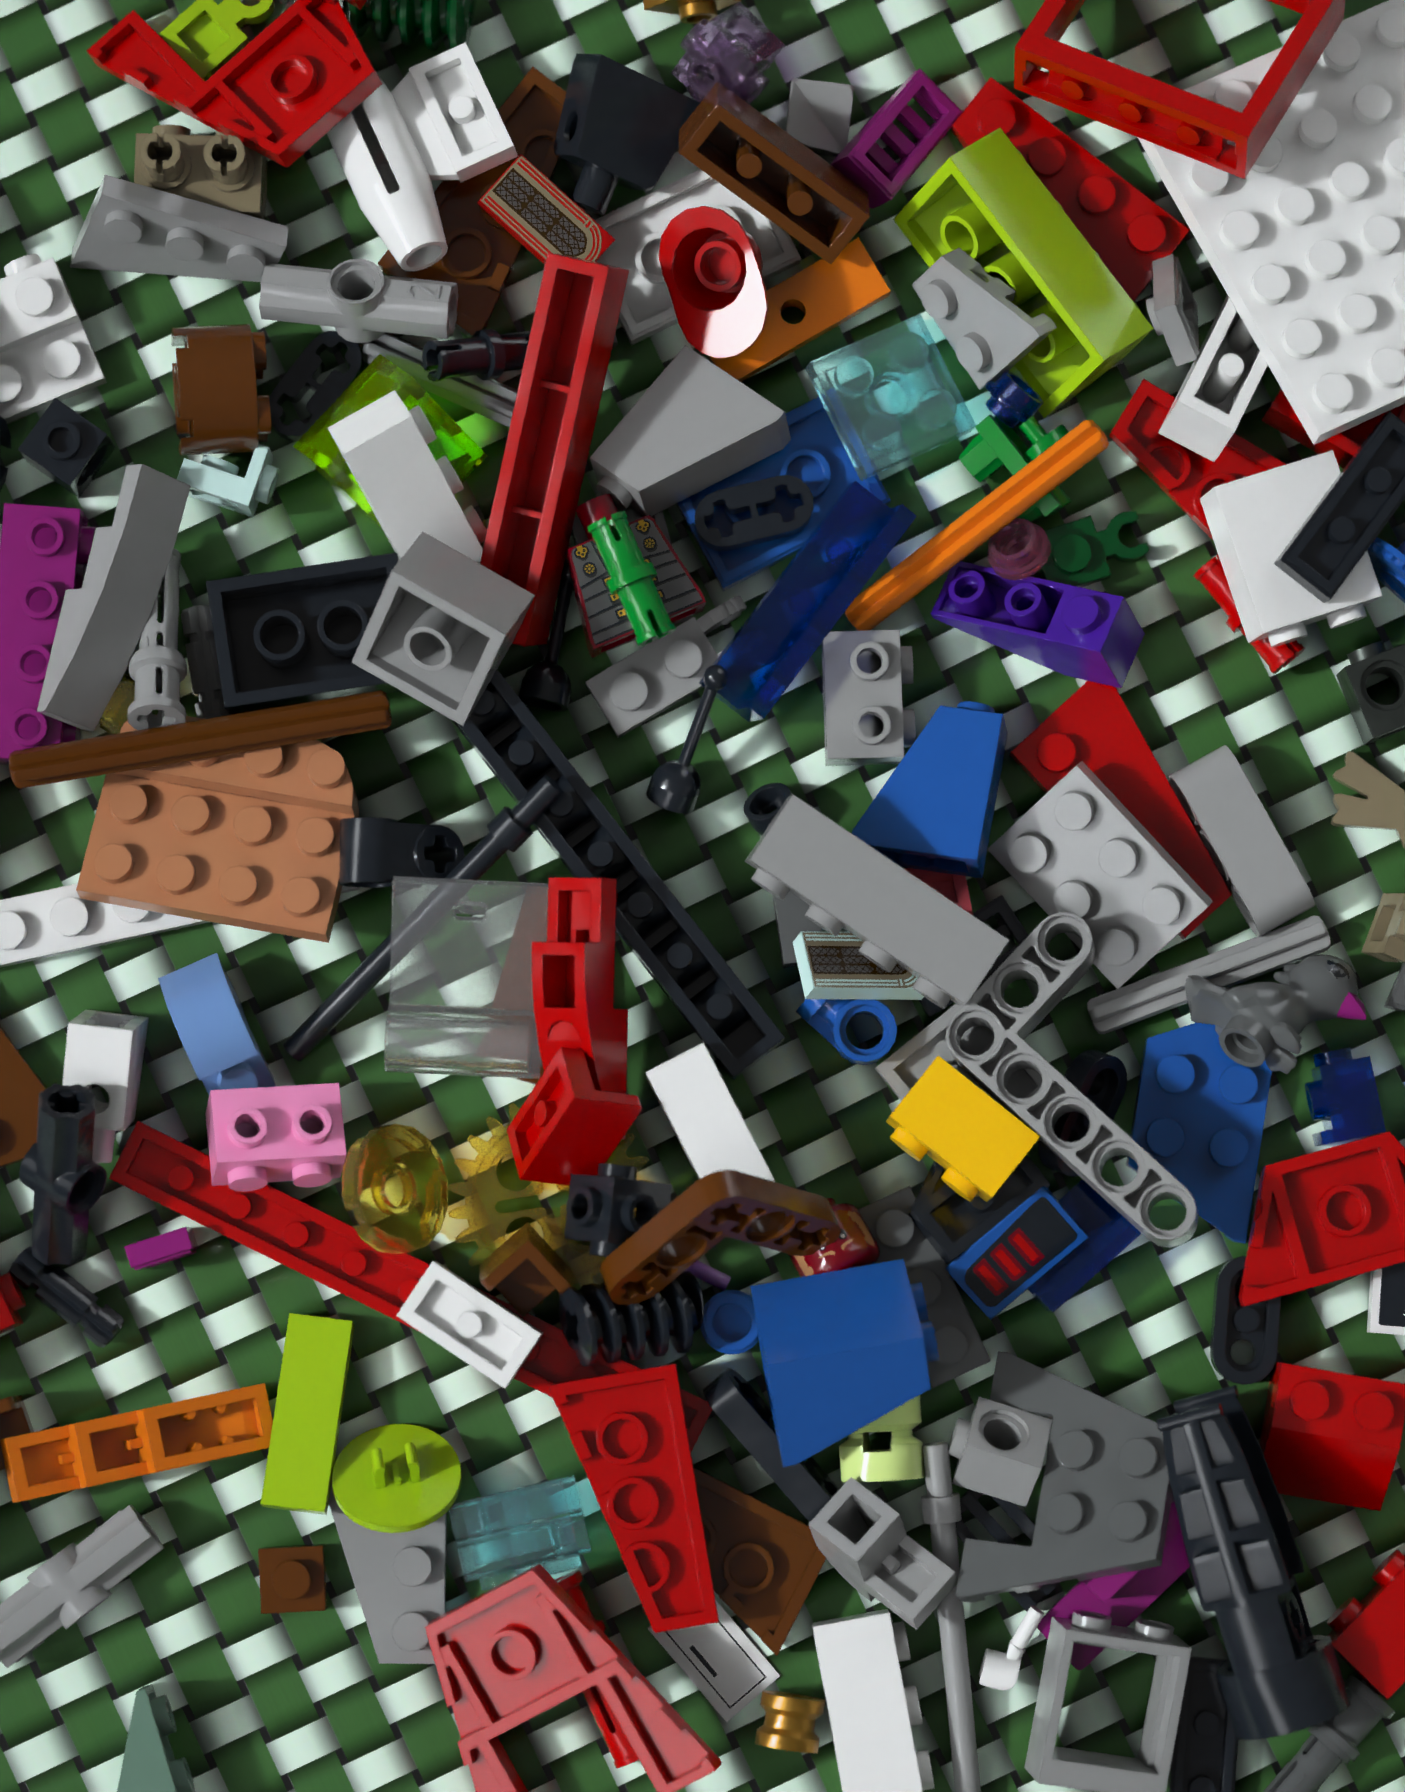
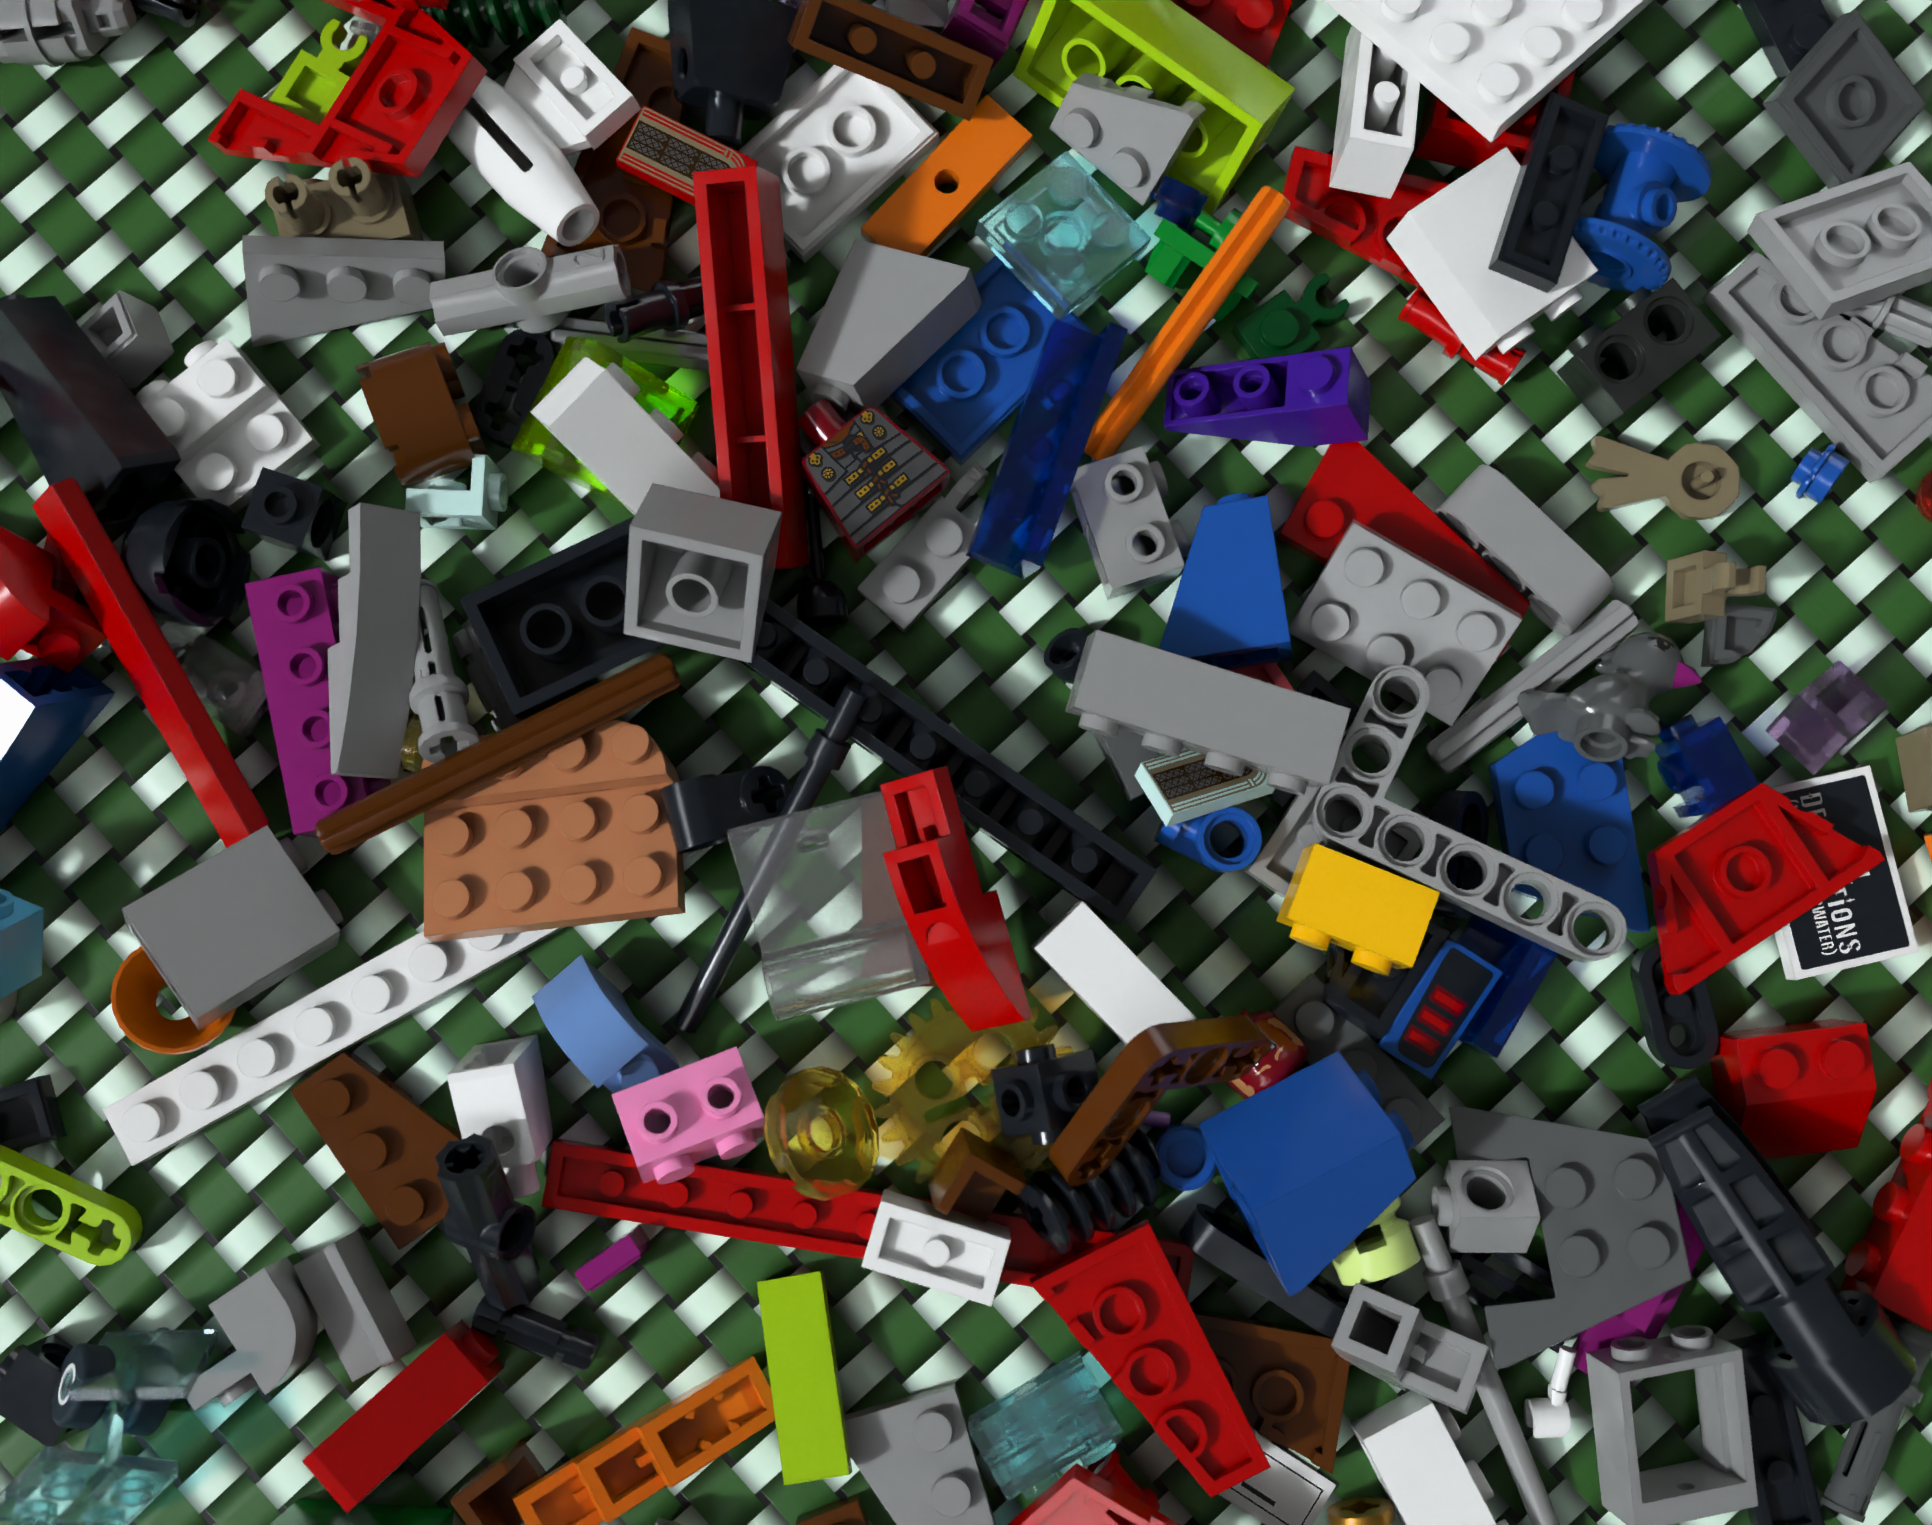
camera: 15 degrees left, 0 degrees up
(396, 1478) = (909, 1416): lime piece -> none
(568, 1123) = (972, 1023): red panel -> none
(631, 578) = (871, 468): green pin -> none
(677, 783) = (974, 657): black hinge -> none
(714, 281) = (863, 166): red piece -> none
(749, 498) = (960, 367): black beam -> none
(1018, 550) = (1230, 338): clear pink plate -> none
(1174, 310) = (1309, 67): light grey plate -> none

